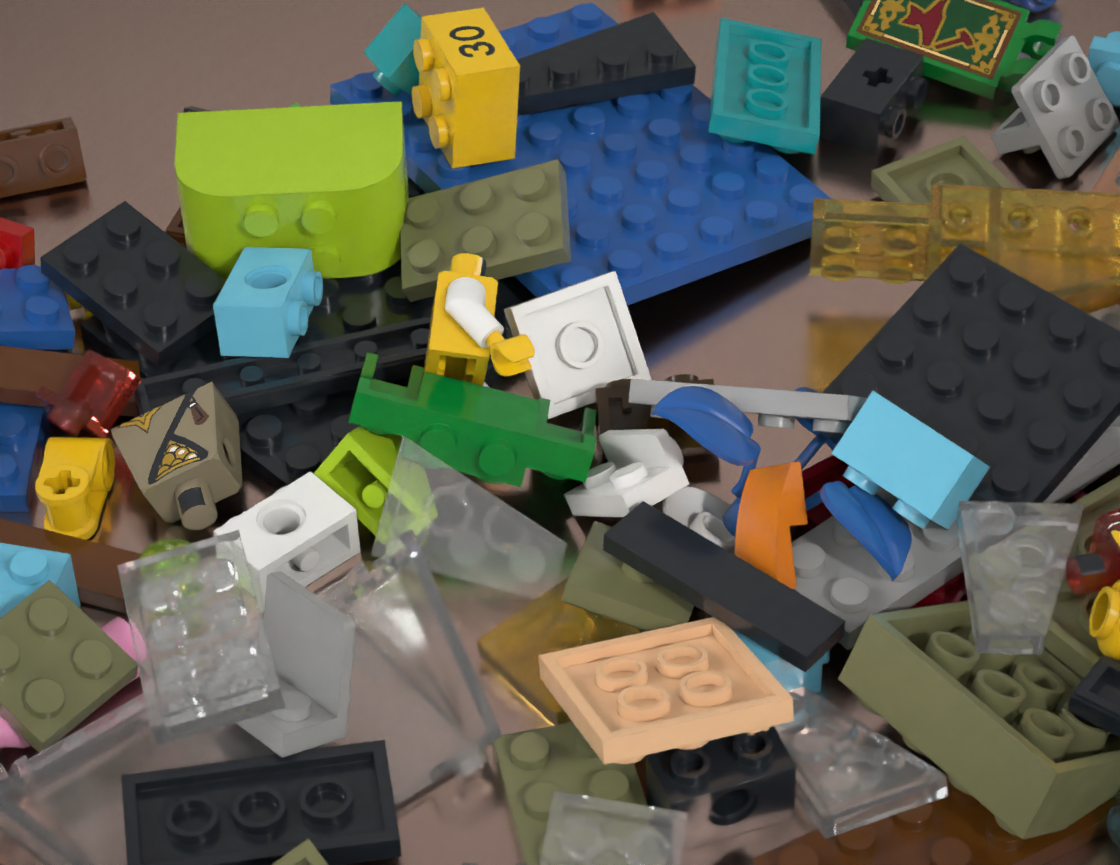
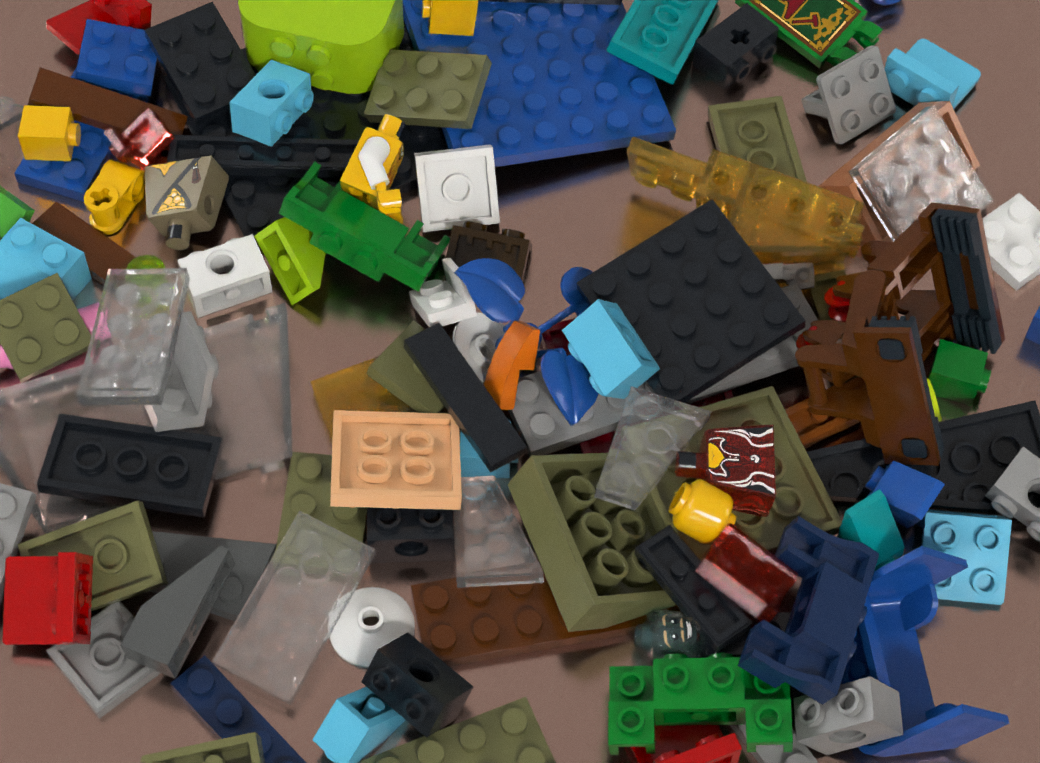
camera: 15 degrees right, 15 degrees up
(466, 528) = (328, 305): clear wing -> none
(774, 407) = (544, 279): light grey plate -> none

